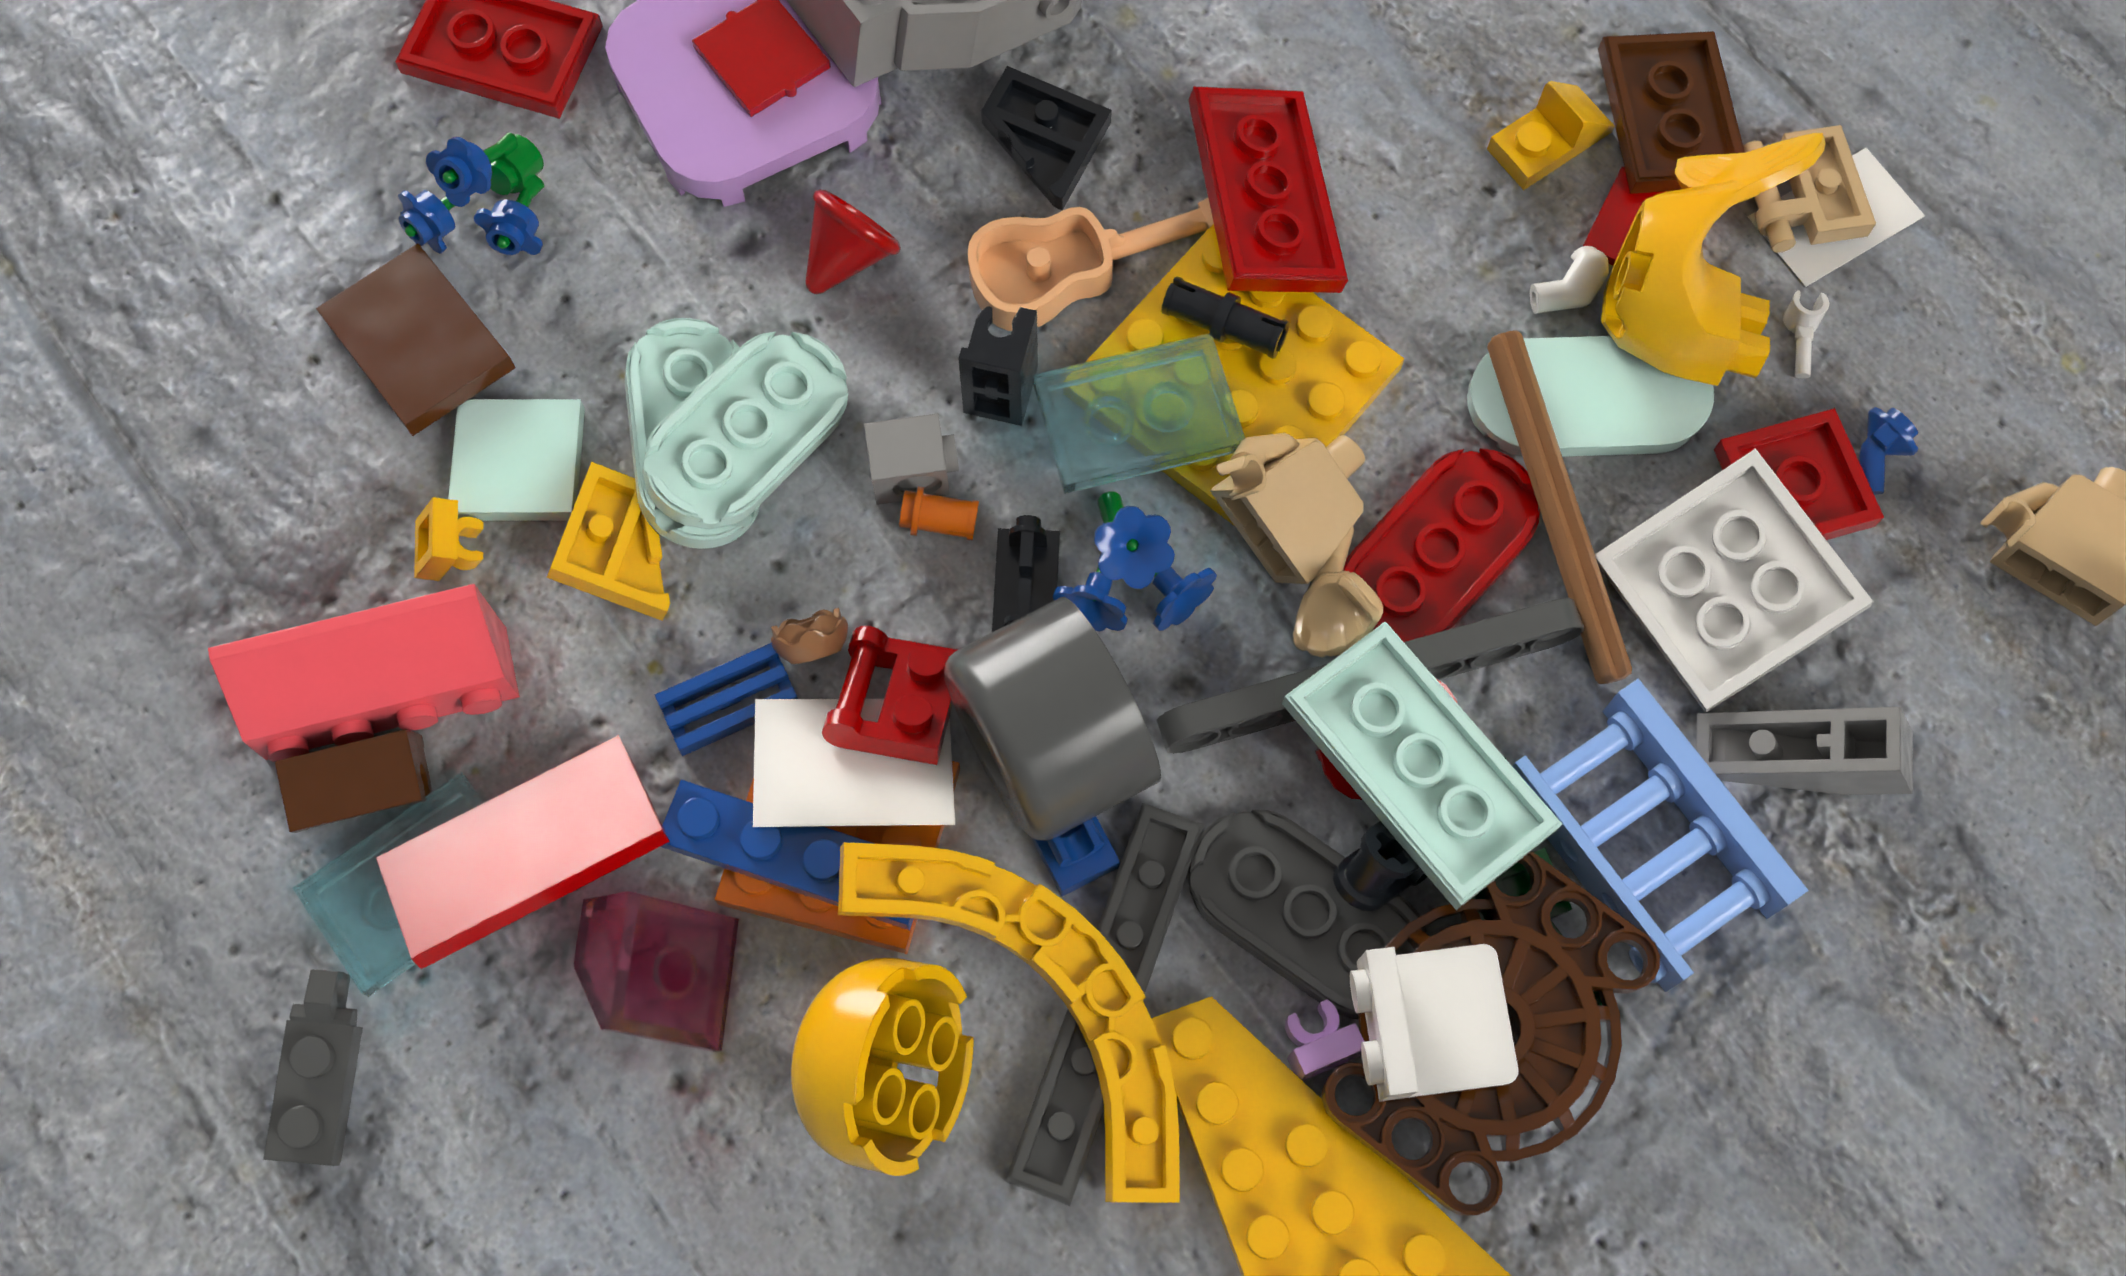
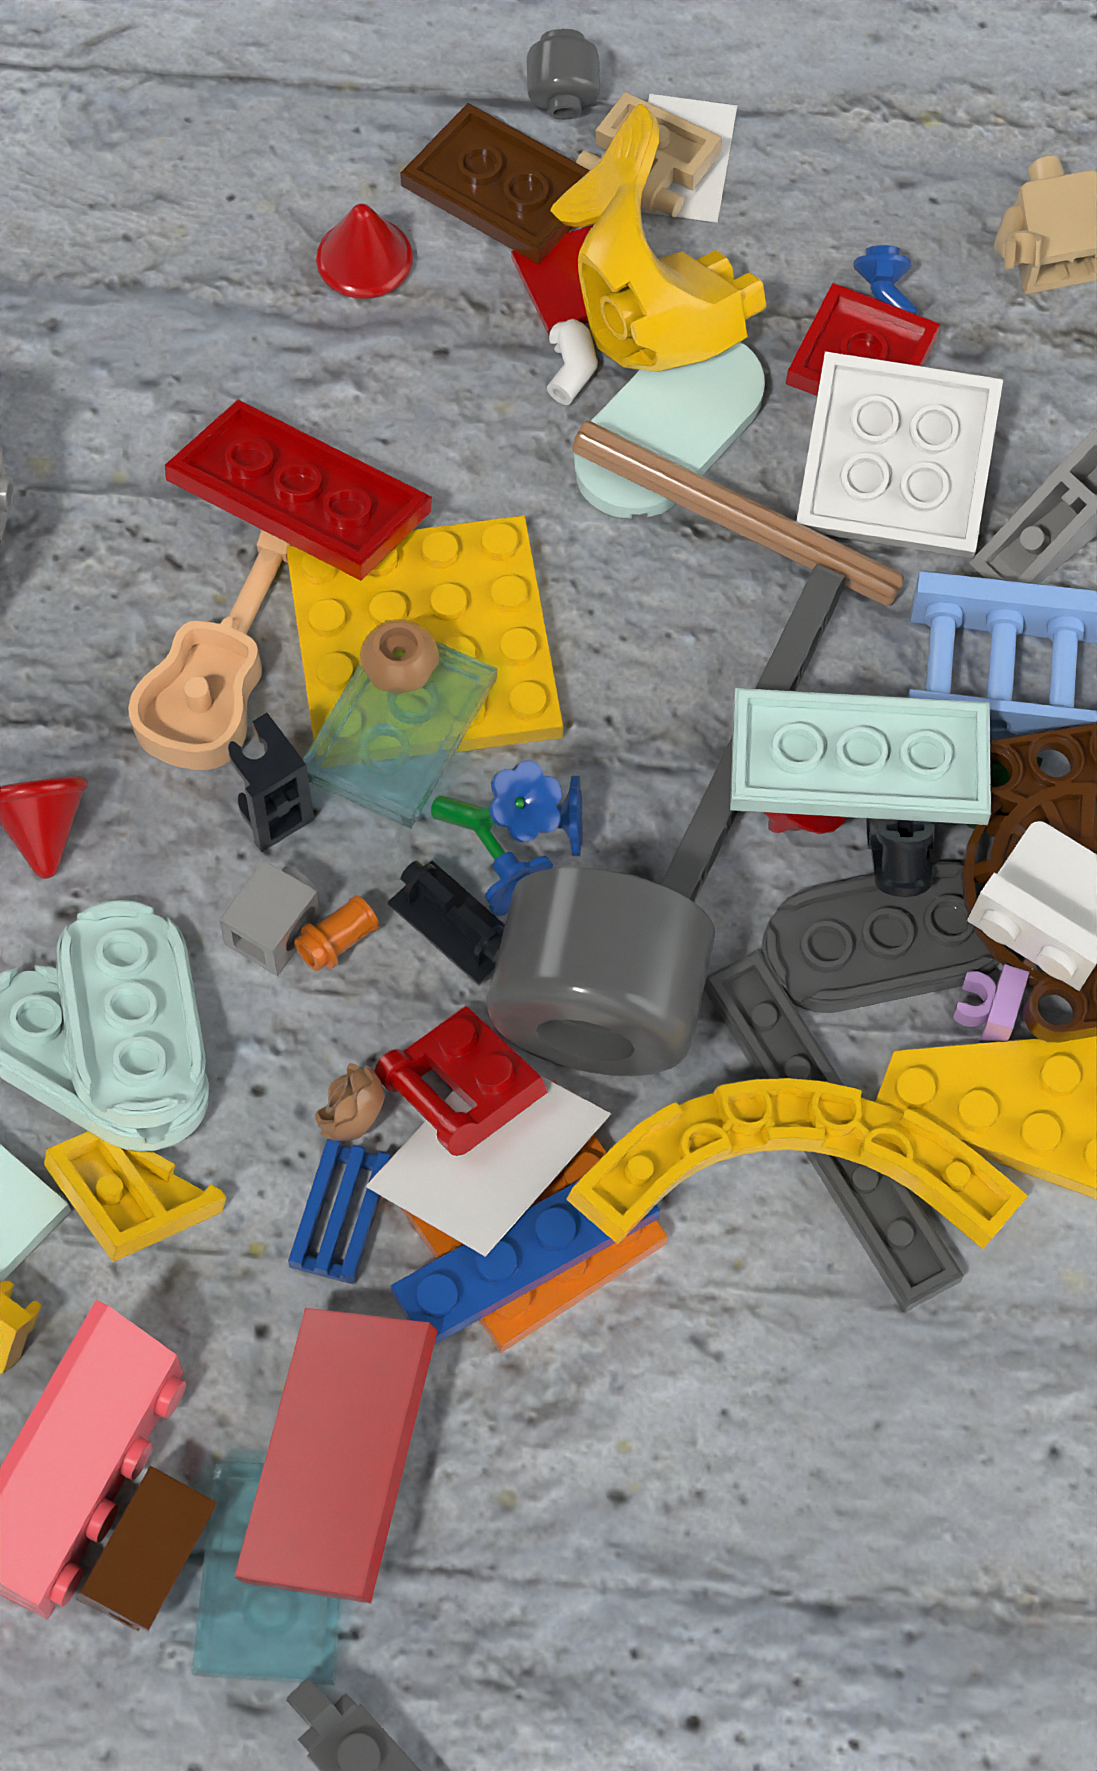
camera: 50 degrees left, 5 degrees down
(656, 968) = (517, 1429): clear pink slope -> none
(850, 1055) = (729, 1330): yellow cylinder -> none
(1045, 131) = (86, 599): black wing -> none
(1078, 856) = (706, 1062): blue tile -> none
(1181, 382) = (399, 673): none -> medium nougat plate
(1225, 317) = (382, 599): black pin -> none
(1299, 520) = (584, 688): tan torso -> none
(1447, 540) = (691, 621): red tile -> none
(1509, 71) = (364, 255): none -> red hat
(1550, 134) = (439, 275): yellow slope -> none
(1803, 325) = (744, 247): white hand -> none
(1810, 71) = (563, 73): none -> dark grey head

